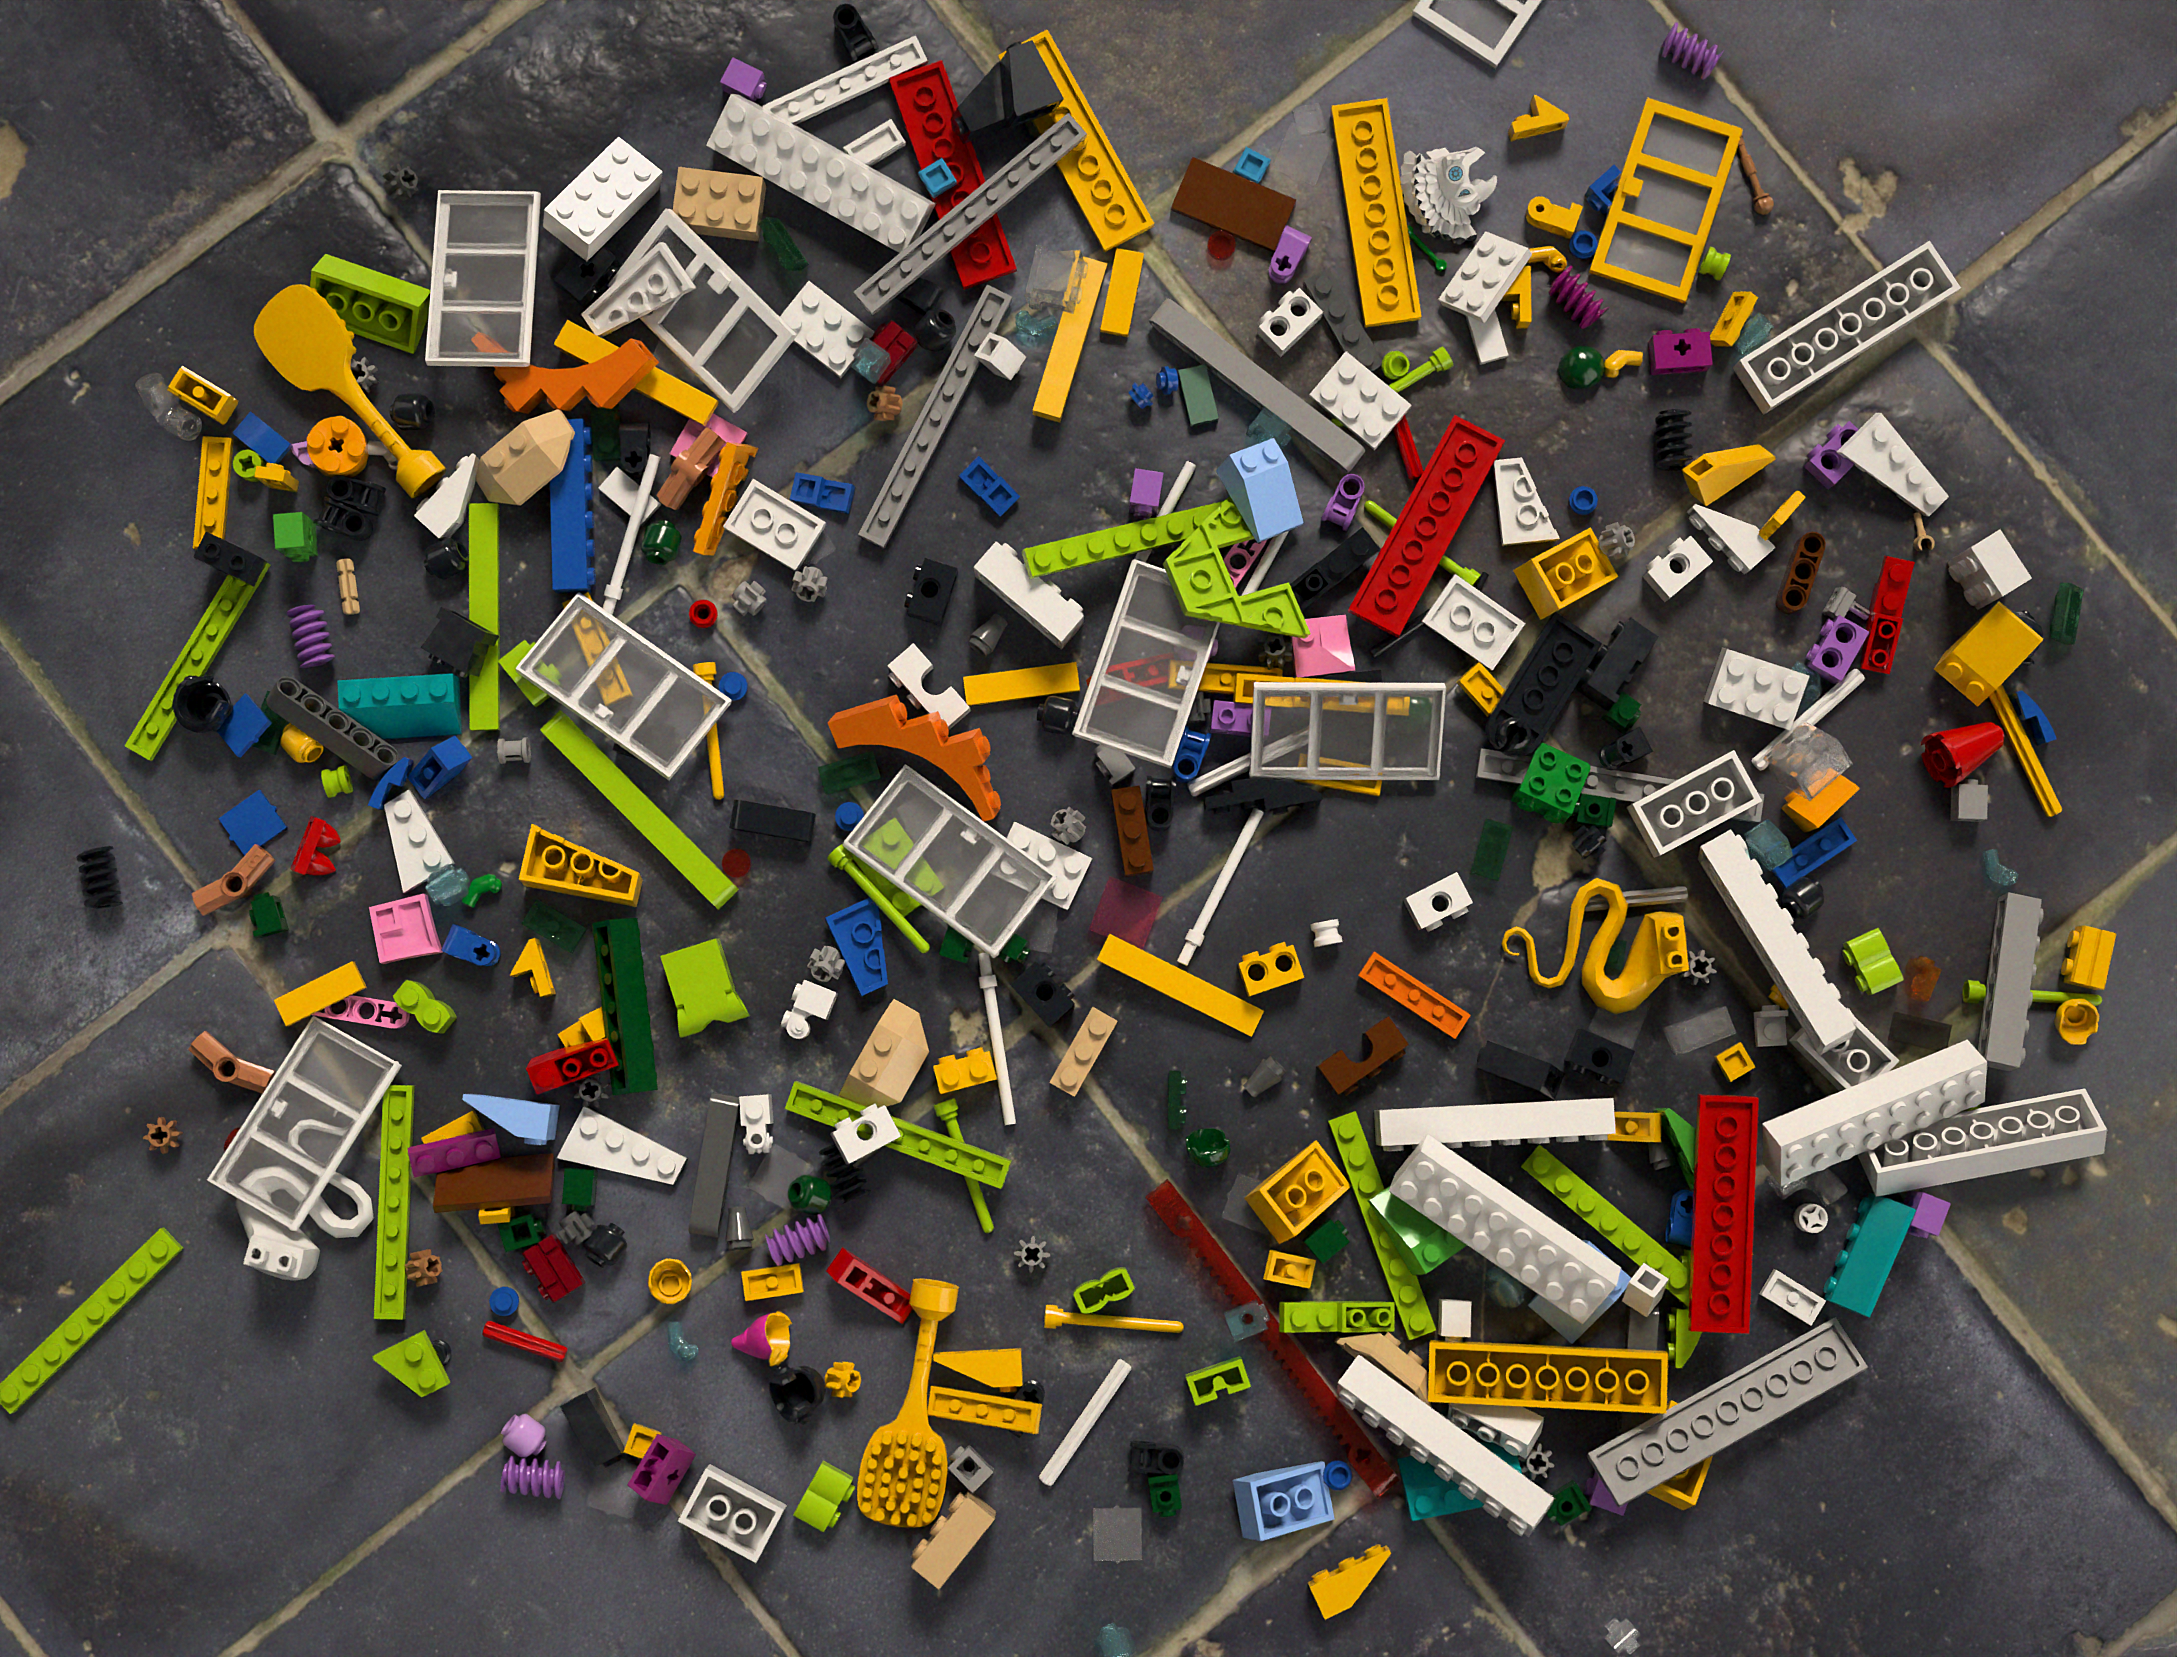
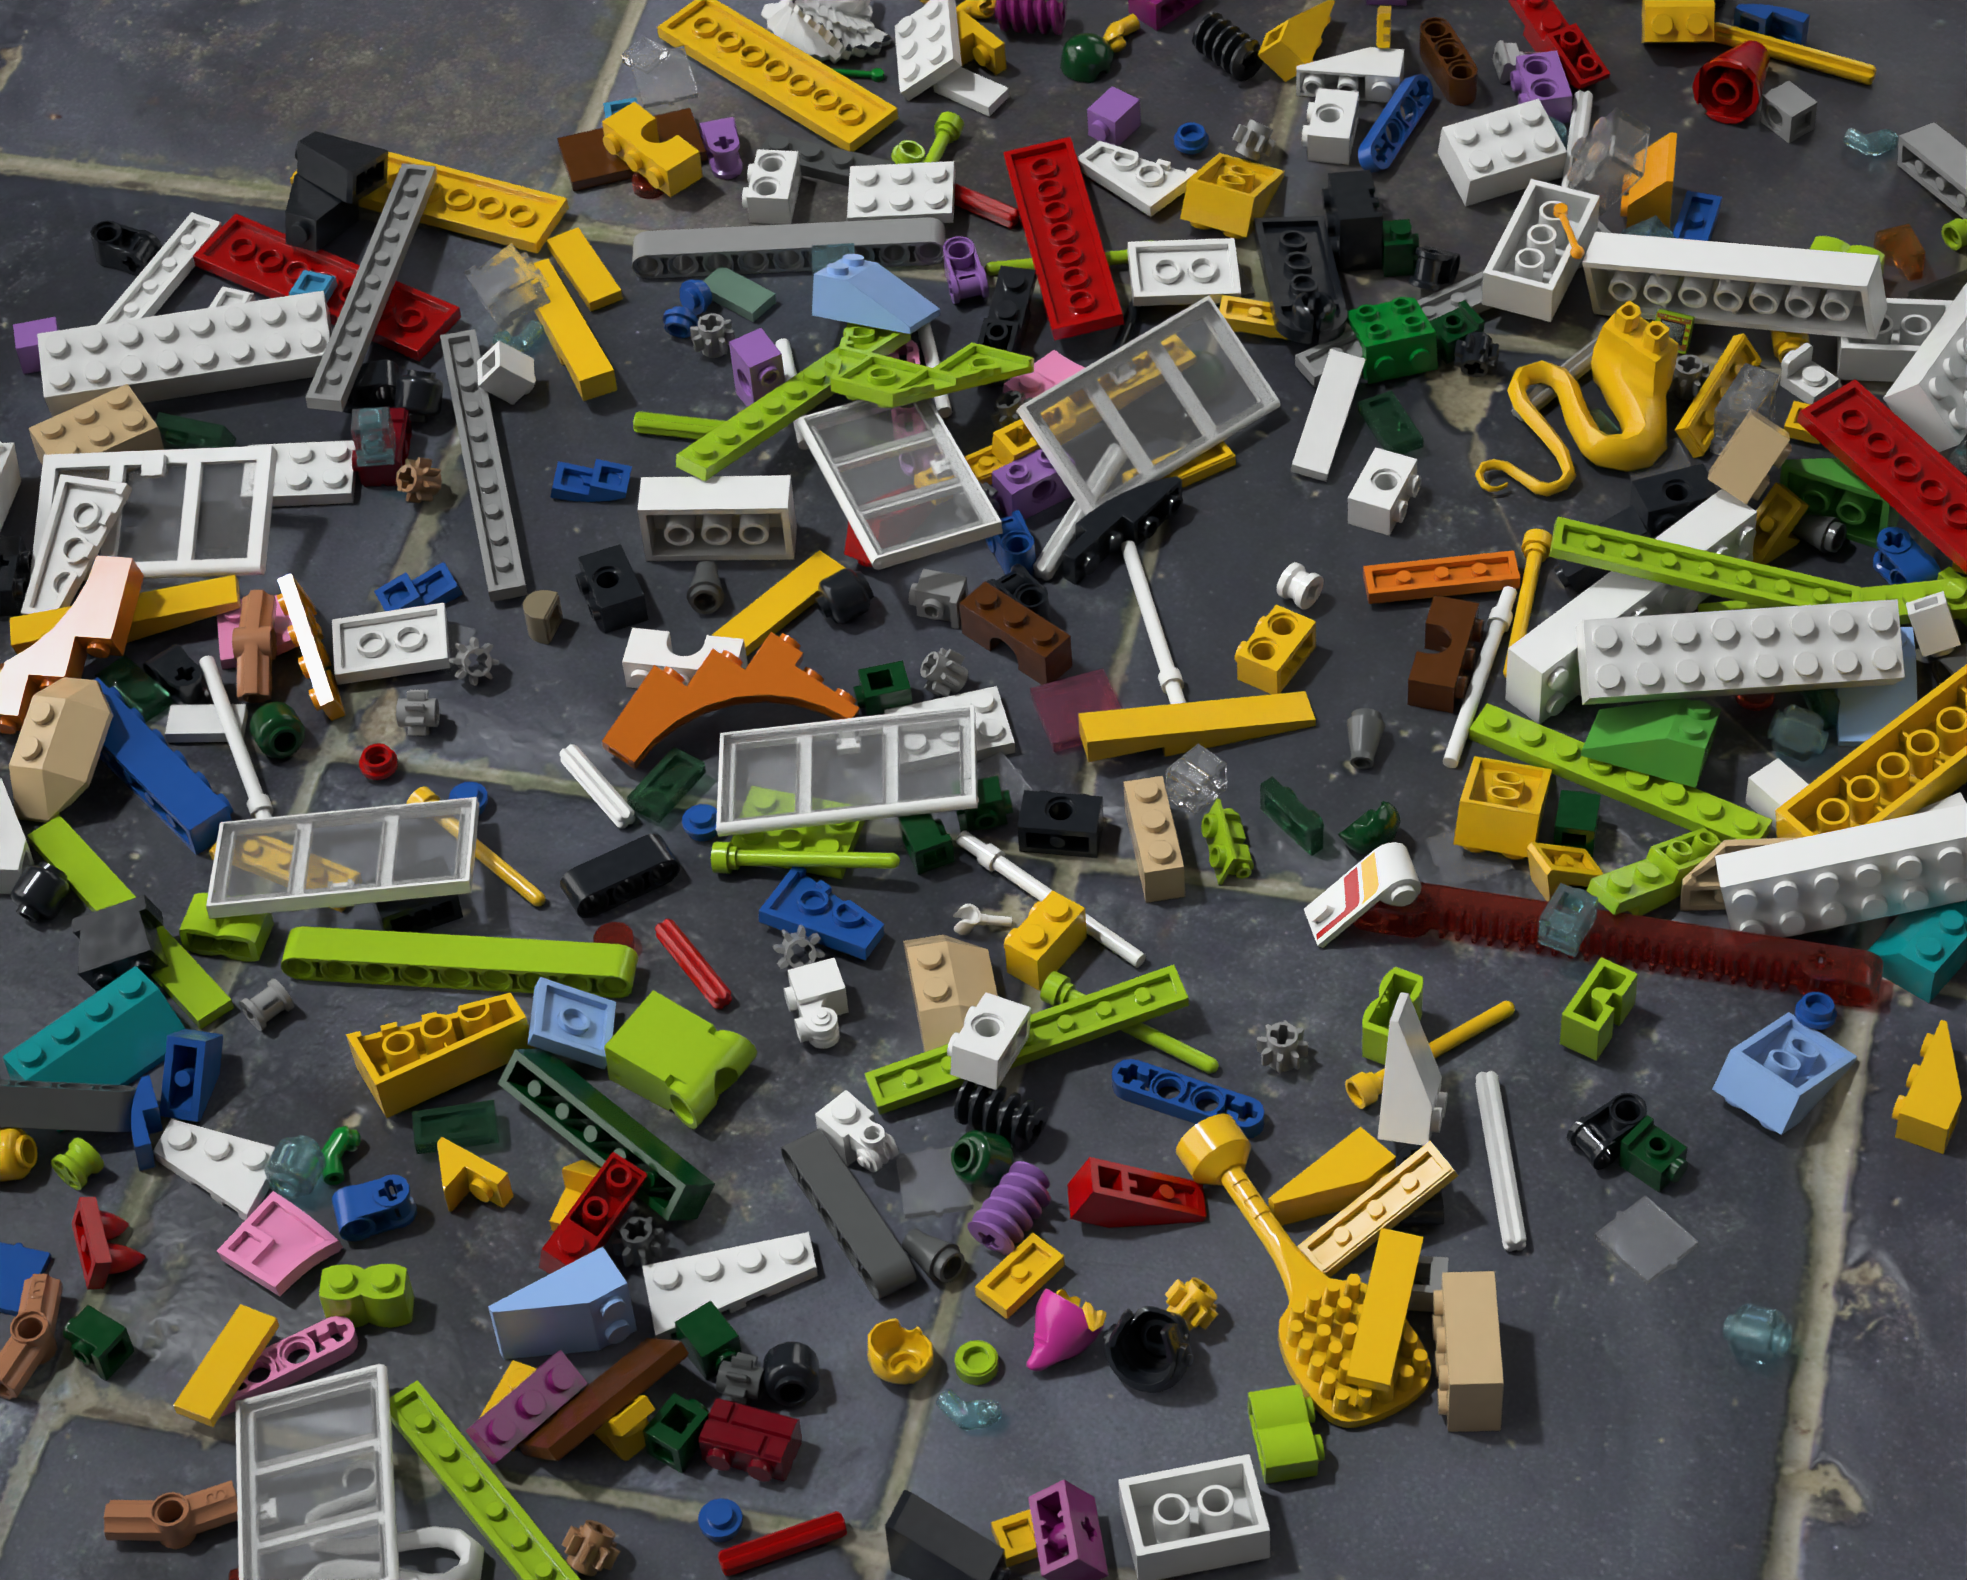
camera: 30 degrees left, 35 degrees down
(663, 913) = (571, 1022): none -> light blue plate
(709, 1313) = (976, 1362): none -> lime tile
(767, 917) = (693, 964): none -> red axle
(812, 738) = (597, 786): none -> white axle
(876, 579) = (542, 615): none -> dark tan brick
(928, 1481) = (1384, 1310): none -> yellow tile
(942, 1020) = (973, 917): none -> white hand
(952, 1242) = (1190, 1094): none -> blue beam
(1035, 808) = (882, 688): none -> dark green brick
(1064, 1355) = (1412, 1081): none -> white slope
(1078, 488) = (673, 425): none -> lime axle
(1115, 1095) = (1222, 832): none -> lime hinge
(1142, 1027) = (1196, 779): none -> clear brick
(1151, 417) = (712, 335): none -> light grey gear
(1158, 1198) = (1381, 876): none -> white door
(1233, 203) = (635, 139): none -> yellow arch
(1418, 1055) = (1498, 623): none -> white bar
(1459, 813) = (1328, 415): none -> white tile
(1486, 1022) = (1536, 550): none -> yellow piece
(1538, 1156) = (1693, 567): none -> lime plate
(1548, 442) = (1113, 116): none -> medium lavender brick
(1651, 1088) = (1749, 457): none -> tan brick
(1689, 612) = (1391, 117): none -> blue beam
(1702, 997) = (1697, 424): none -> yellow tile
(1723, 923) = (1679, 326): none -> tile
(1724, 795) = (1561, 211): none -> light orange hinge

